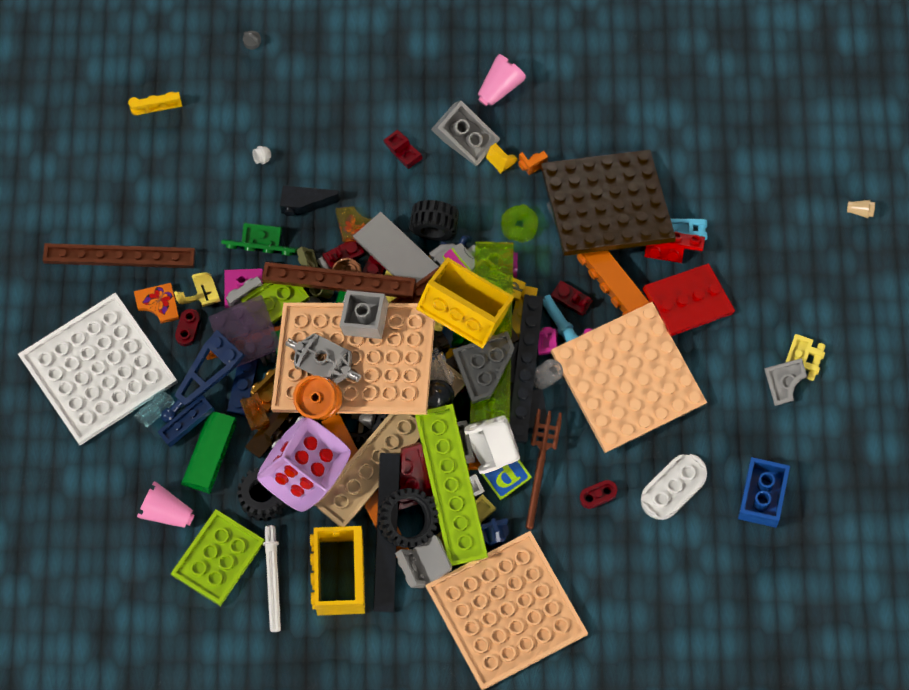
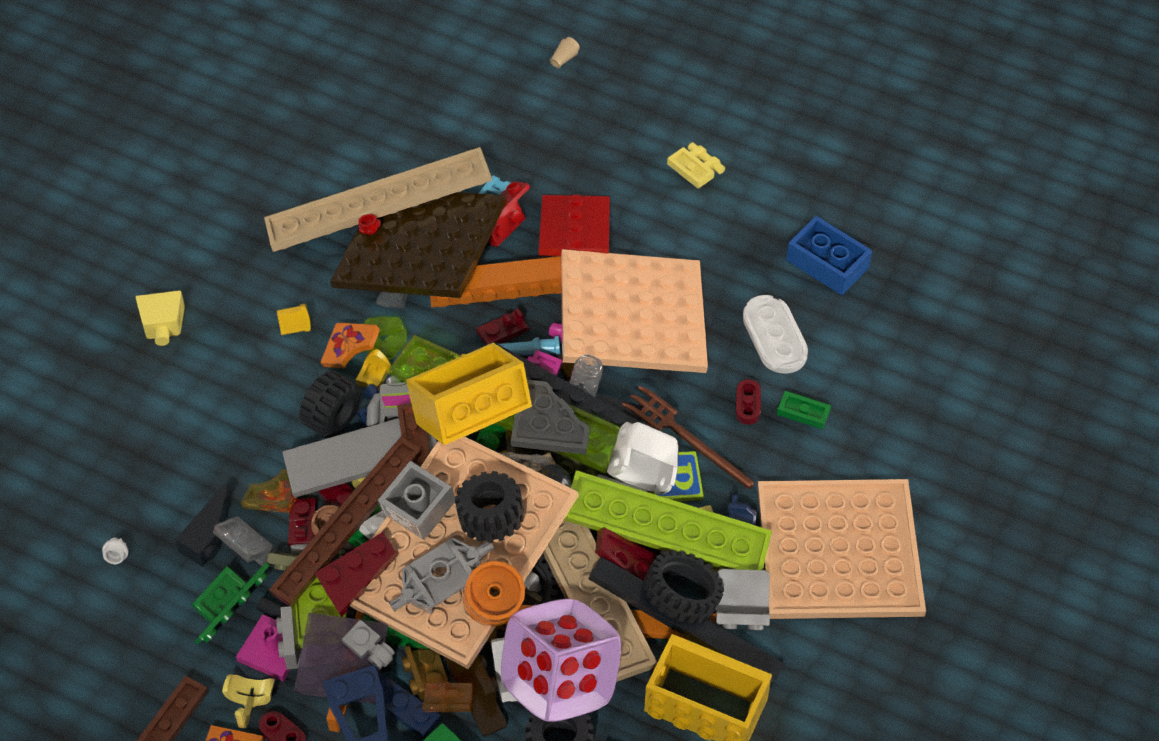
camera: 65 degrees left, 15 degrees down
(255, 338) = (363, 640): none -> light grey plate
(302, 305) = (354, 571): none -> dark red wing
(304, 225) = (243, 540): none -> clear bracket
(376, 348) = (492, 522): none -> black tyre
(402, 149) = (209, 408): dark red slope -> none
(454, 73) = (161, 315): none -> light yellow torso
(465, 133) = (238, 337): light grey slope -> none
(486, 232) = (373, 370): none -> yellow tile
(498, 203) = (347, 342): none -> orange tile
(500, 81) = (203, 274): bright pink cone -> none
(534, 163) = (321, 295): orange bracket -> none
(600, 160) = (368, 224): none -> red plate
(612, 536) = (804, 410): none -> green plate
(629, 155) = (377, 198): none -> tan plate
(783, 379) = (712, 188): light grey tile -> none

